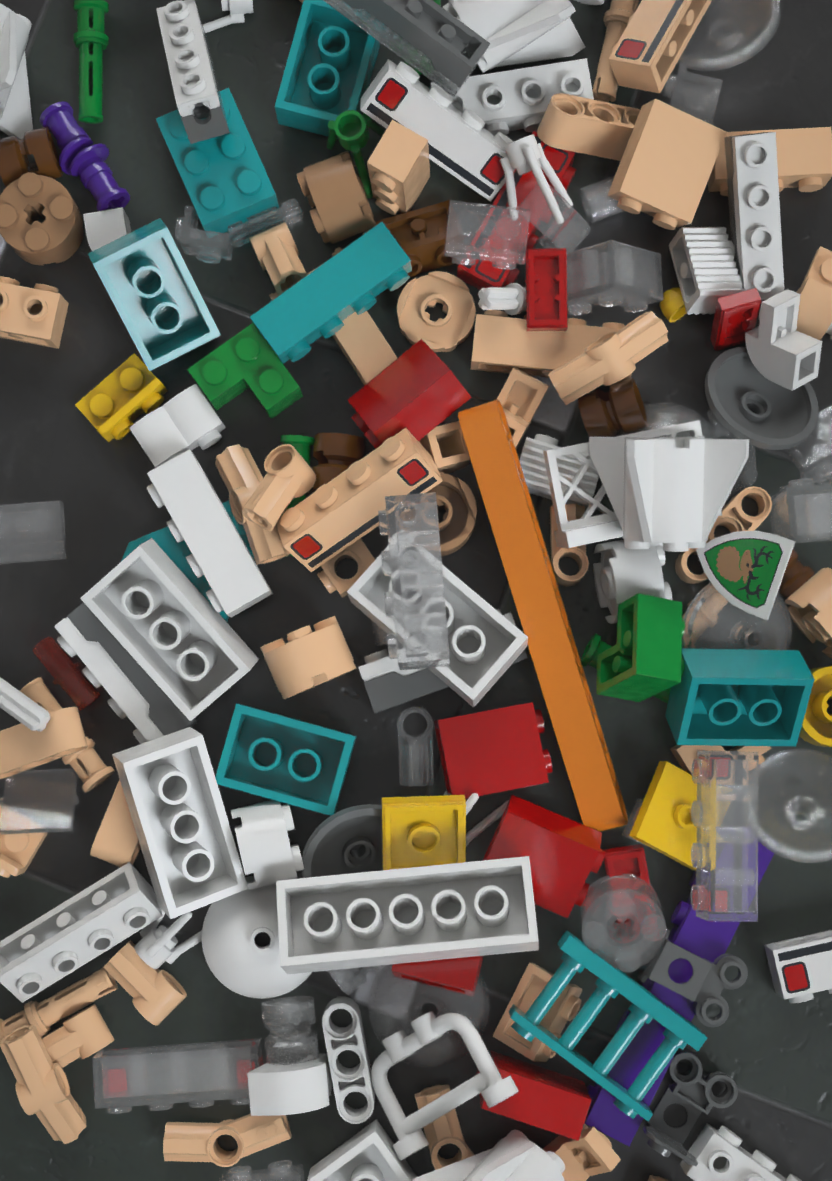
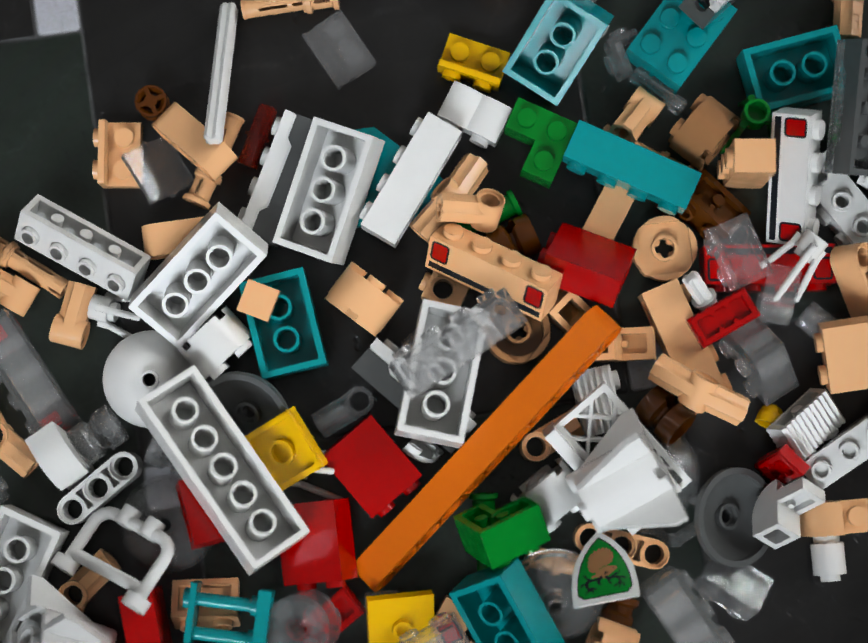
camera: 60 degrees right, 0 degrees up
(245, 772) = (258, 300): none -> light nougat tile
(506, 687) = (423, 451): none -> white tile

